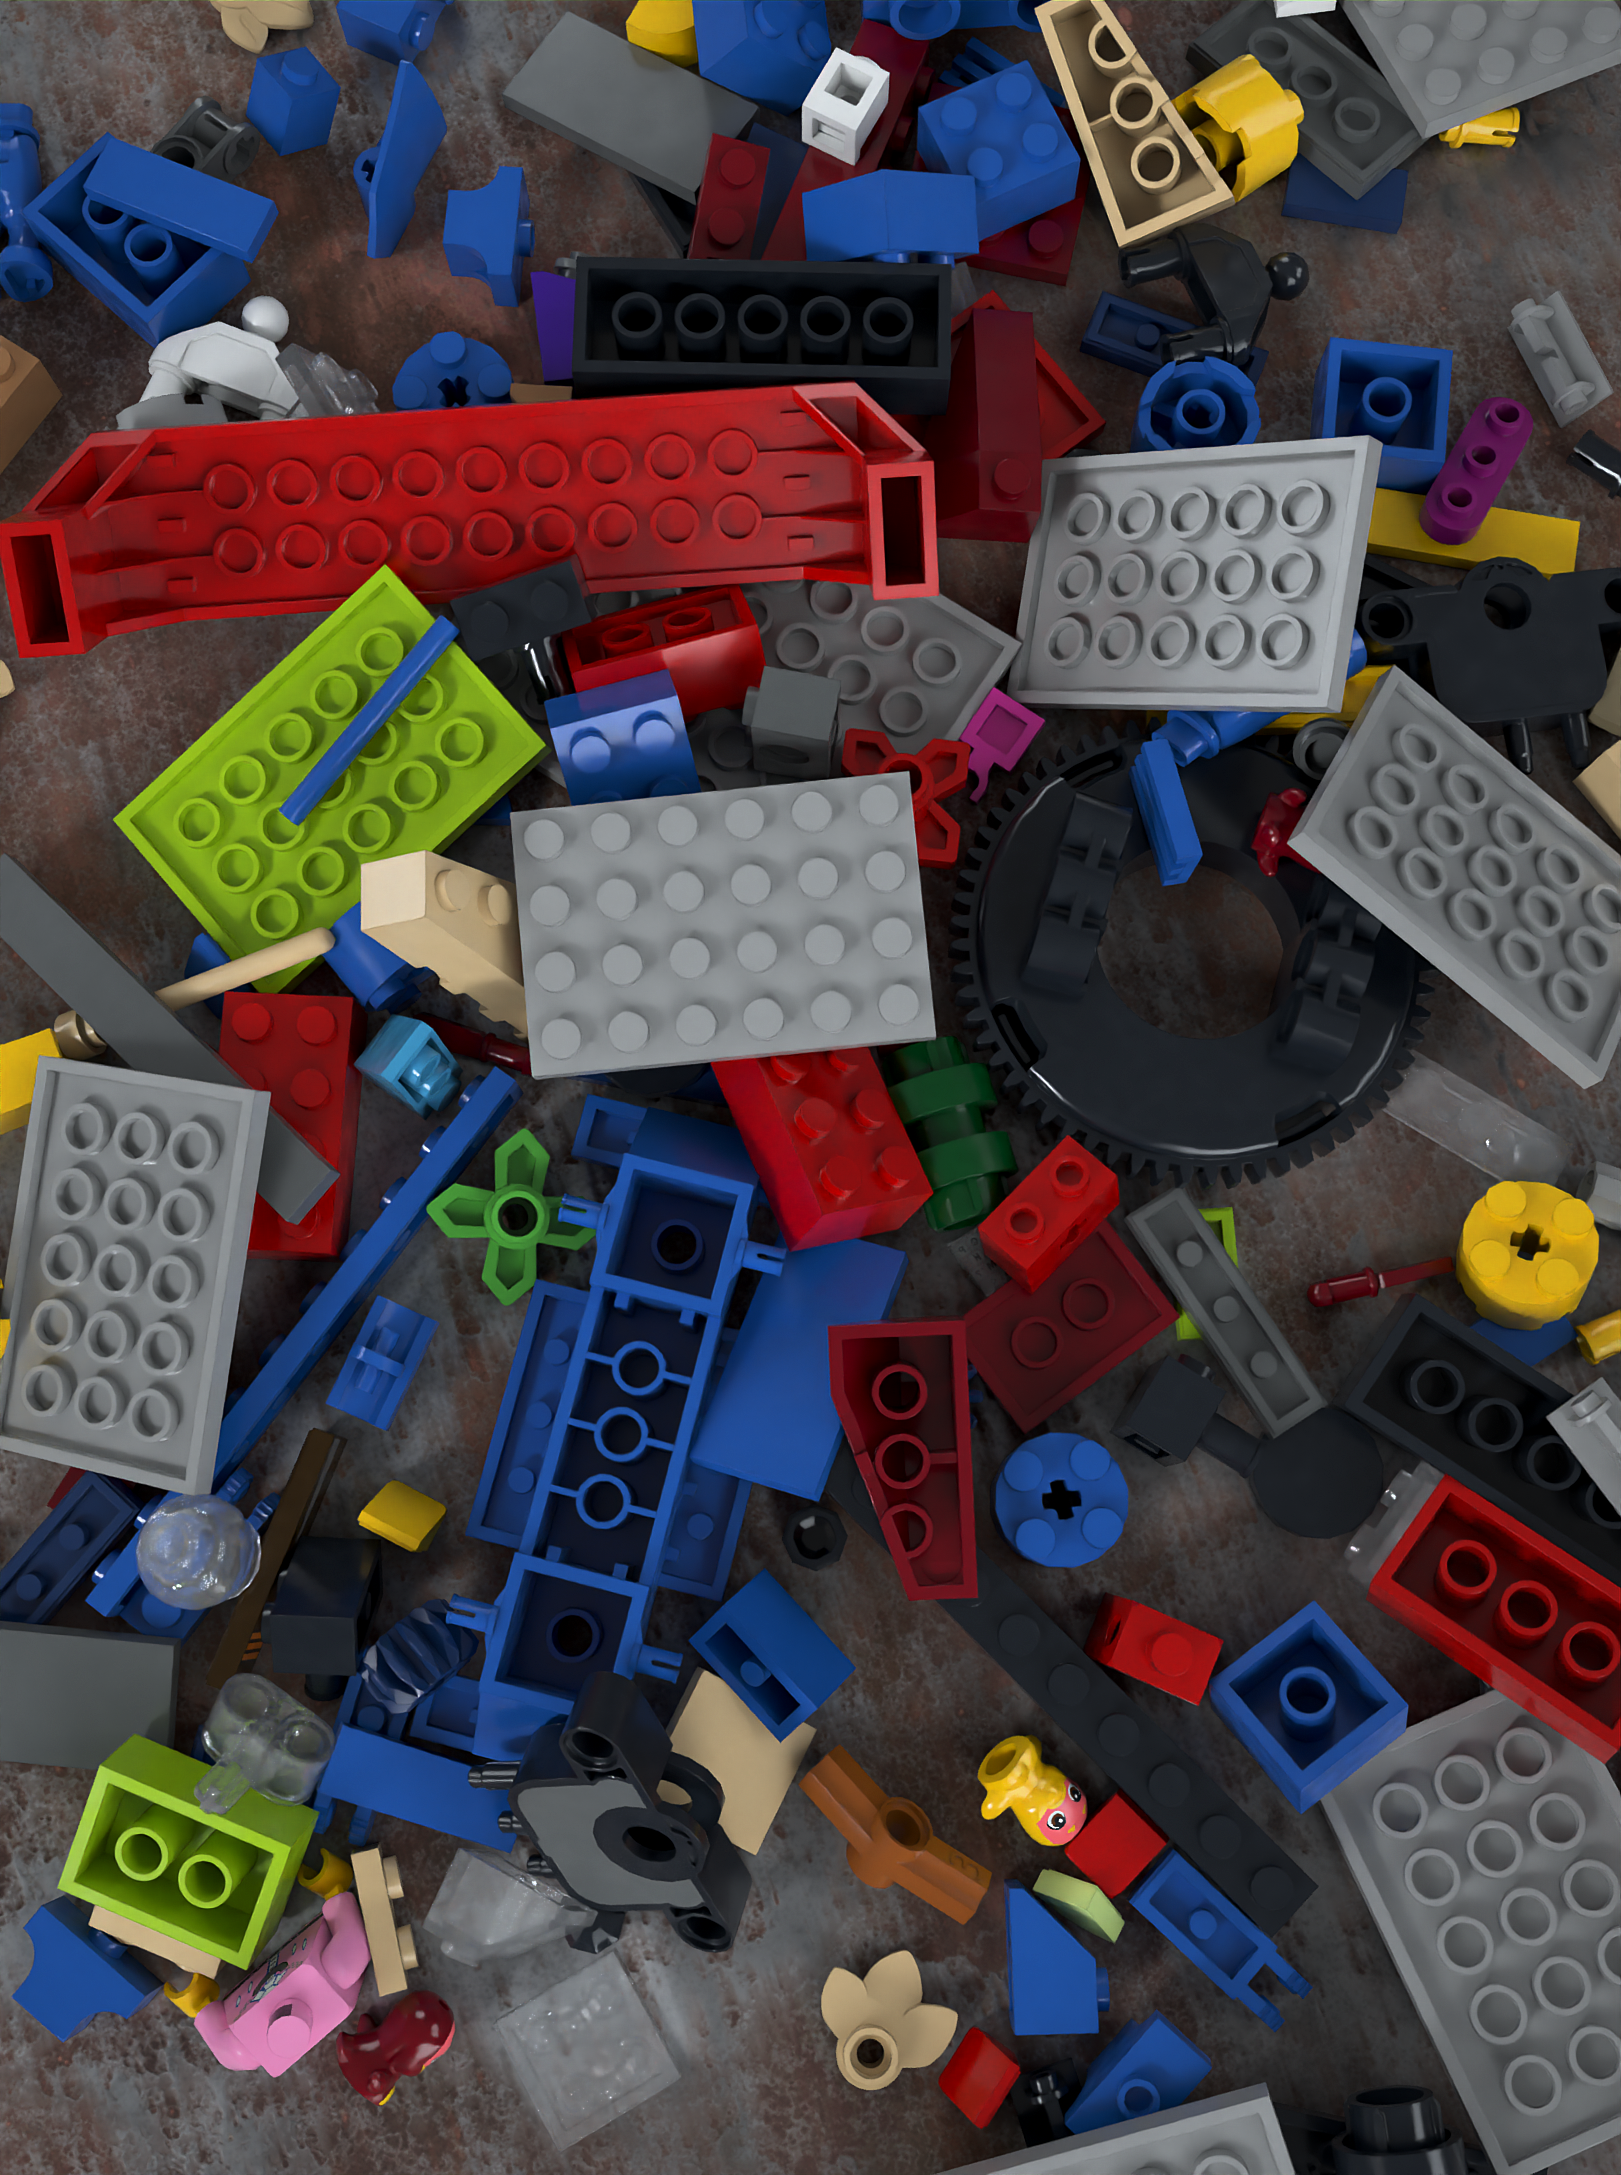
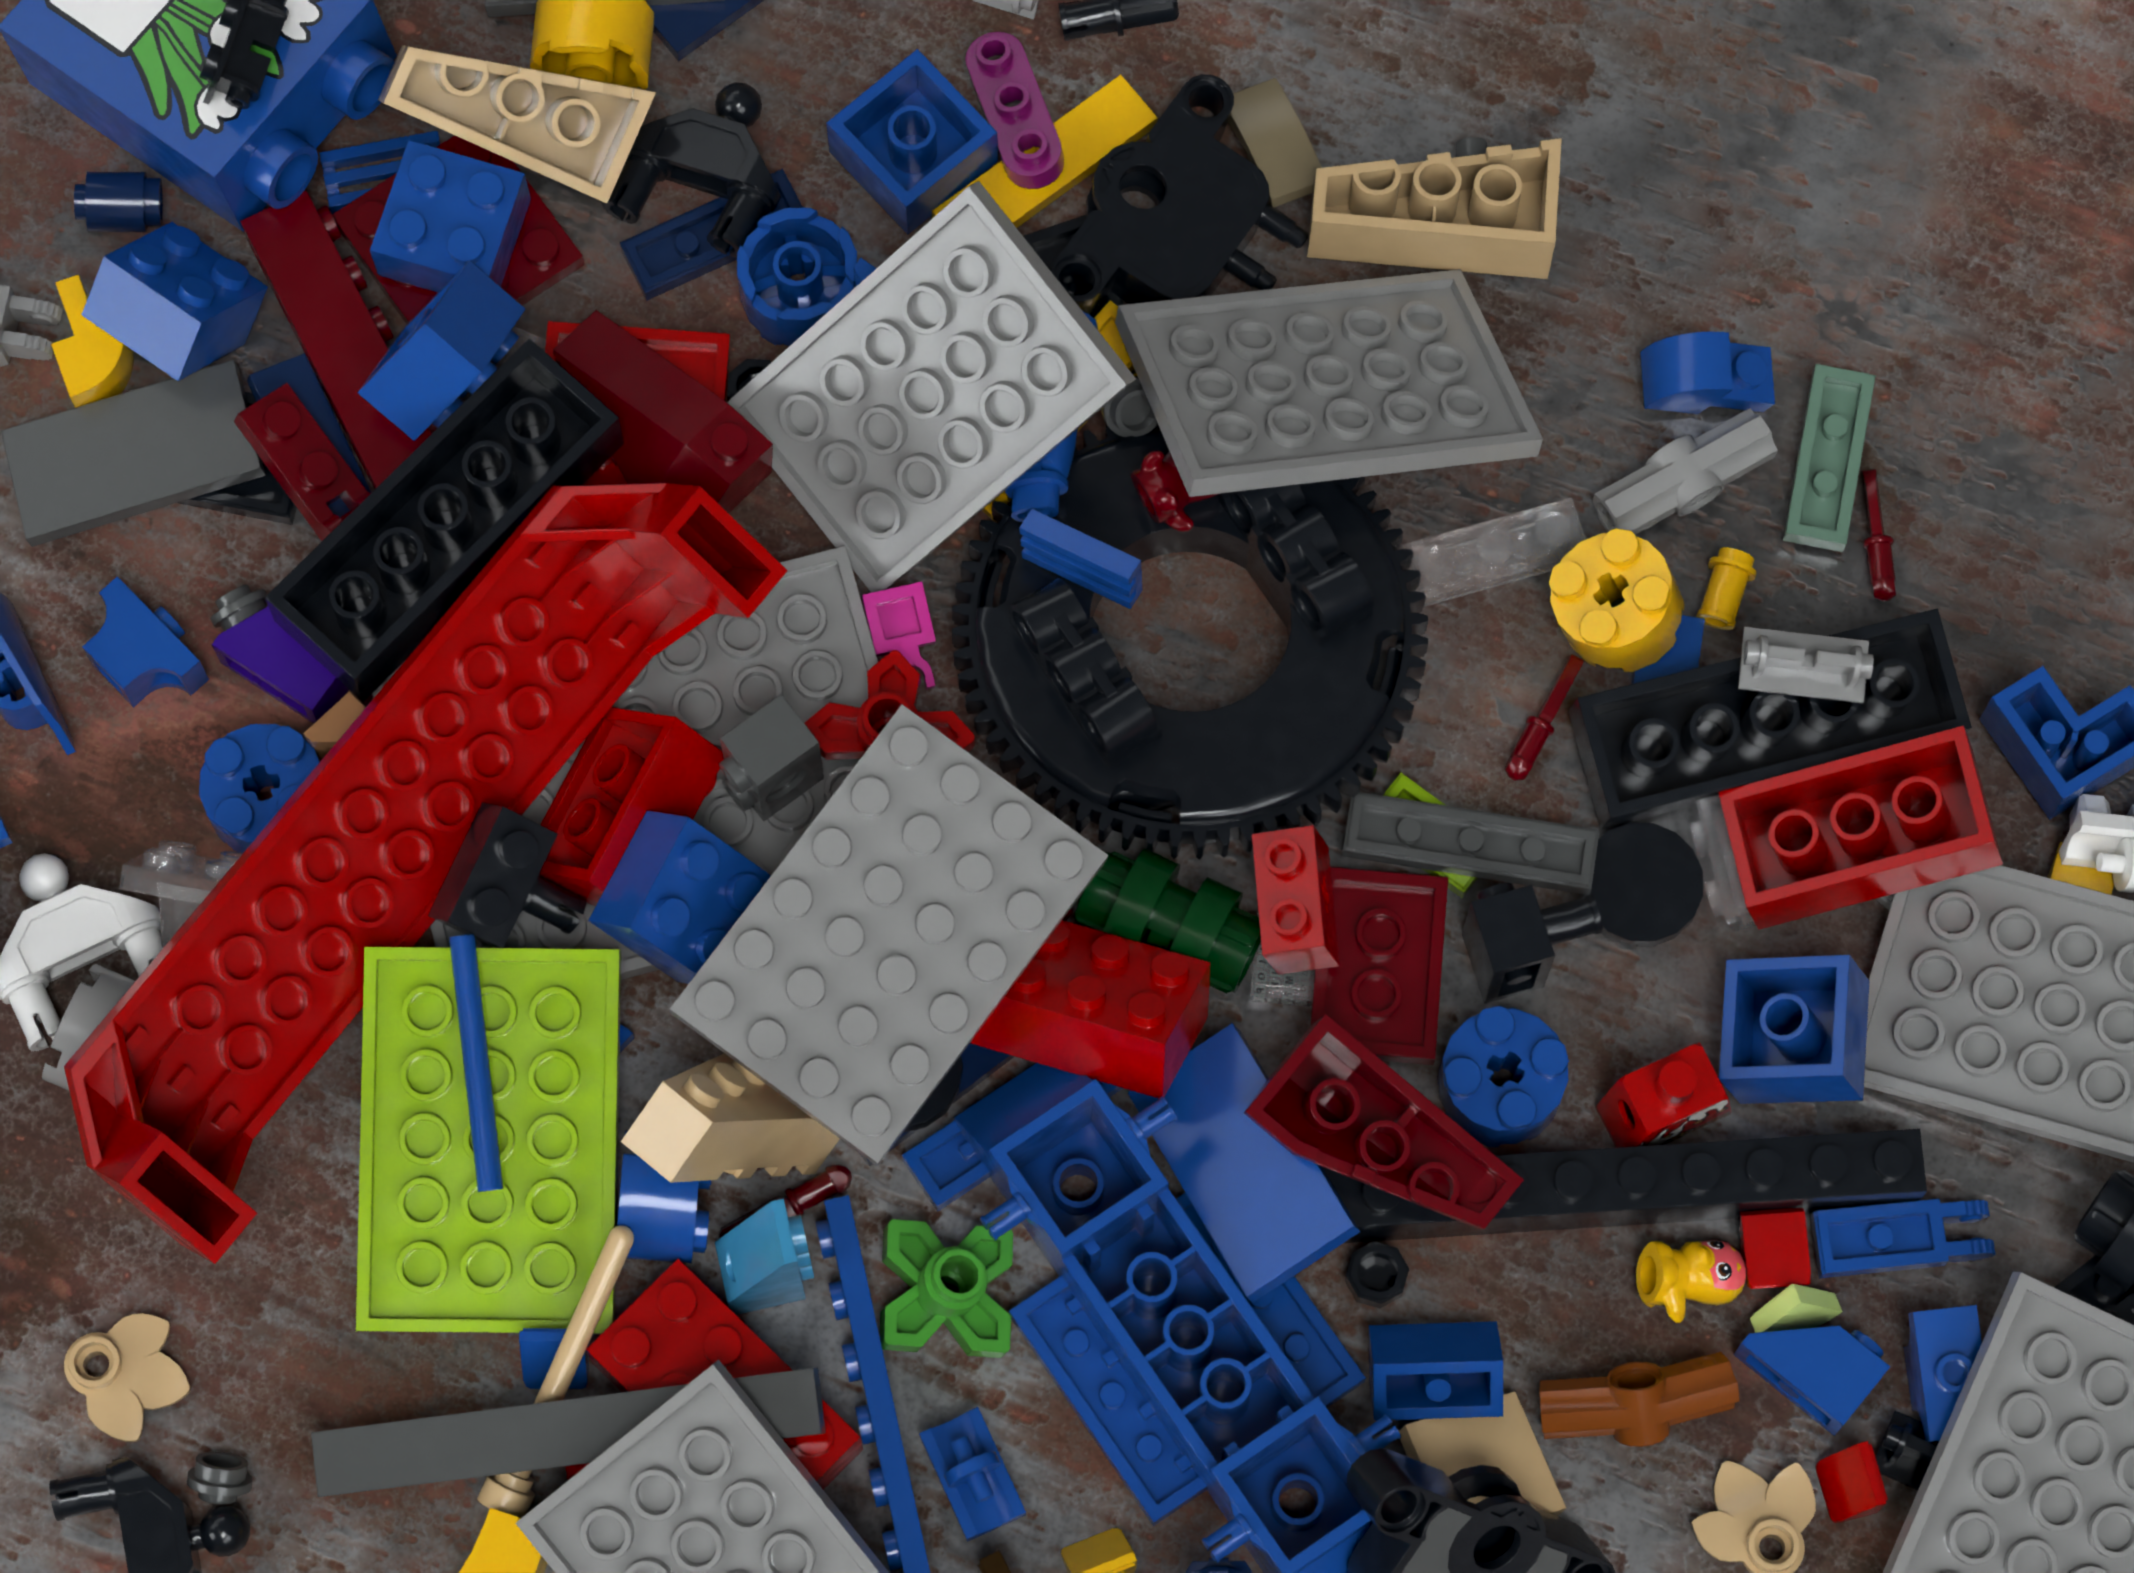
camera: 50 degrees left, 5 degrees down
(844, 105) = (317, 320): white brick -> none

